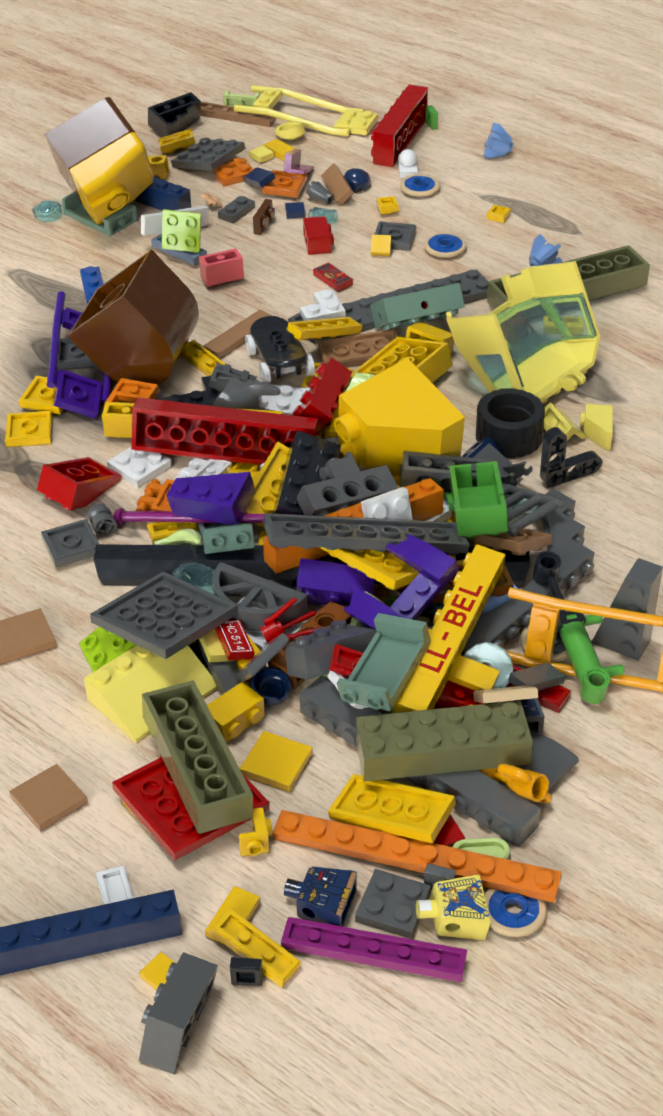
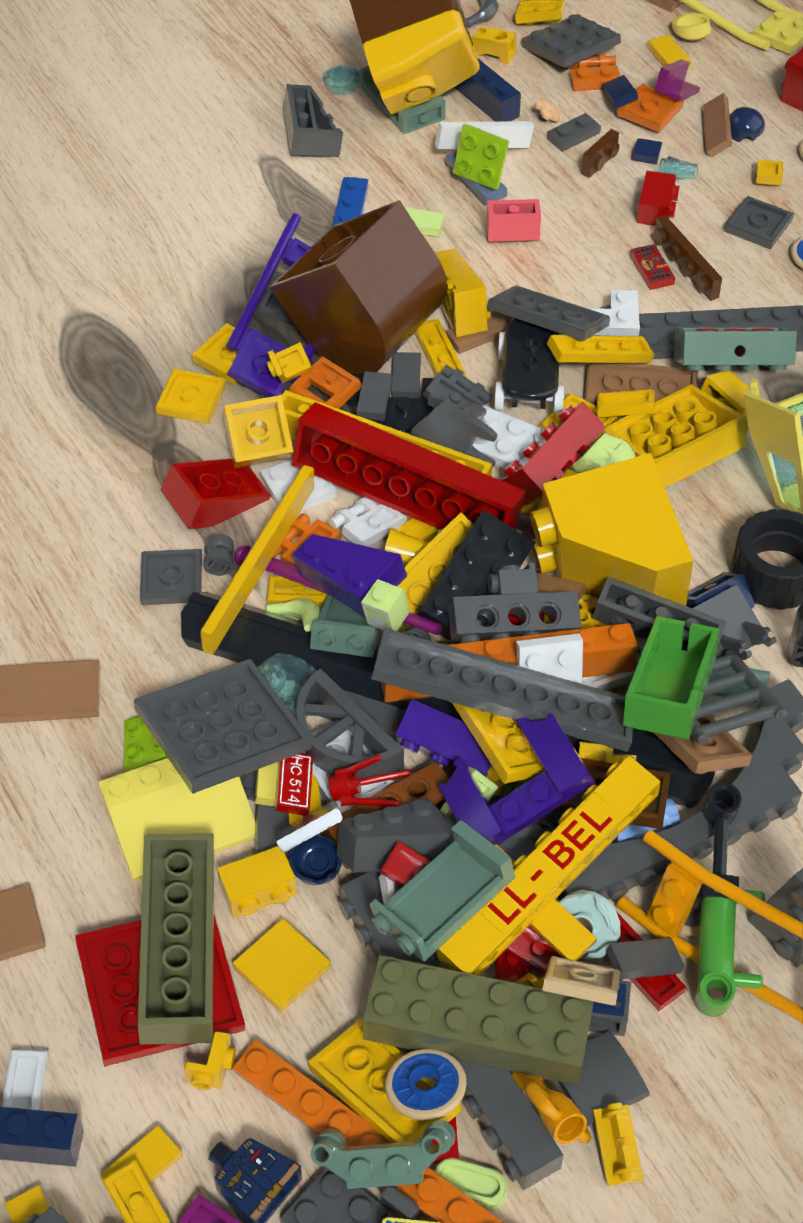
camera: 20 degrees right, 10 degrees up
(37, 241) = (308, 125): none -> dark grey wedge
(99, 386) = (289, 363): none -> yellow bracket
(99, 430) = (258, 431): none -> yellow brick
(137, 511) = (257, 560): none -> yellow tile
(172, 389) = (374, 395): none -> dark grey tile
(187, 378) = (406, 375): none -> dark grey tile
(214, 320) = (465, 297): none -> yellow wedge
(251, 509) = (385, 606): none -> yellowish green brick
(261, 154) = (641, 54): light yellow tile -> none
(278, 312) = (549, 312): none -> dark grey tile
(318, 192) = (688, 132): dark grey cone -> none
(356, 265) = (687, 258): none -> reddish brown plate
(359, 356) = (626, 403): none -> yellow tile
(381, 245) = (733, 234): yellow tile -> none
(417, 849) = (382, 1163): none -> sand green plate
(441, 786) = (429, 1103): none -> blue wheel
(572, 795) = (618, 1144): none -> yellow hinge

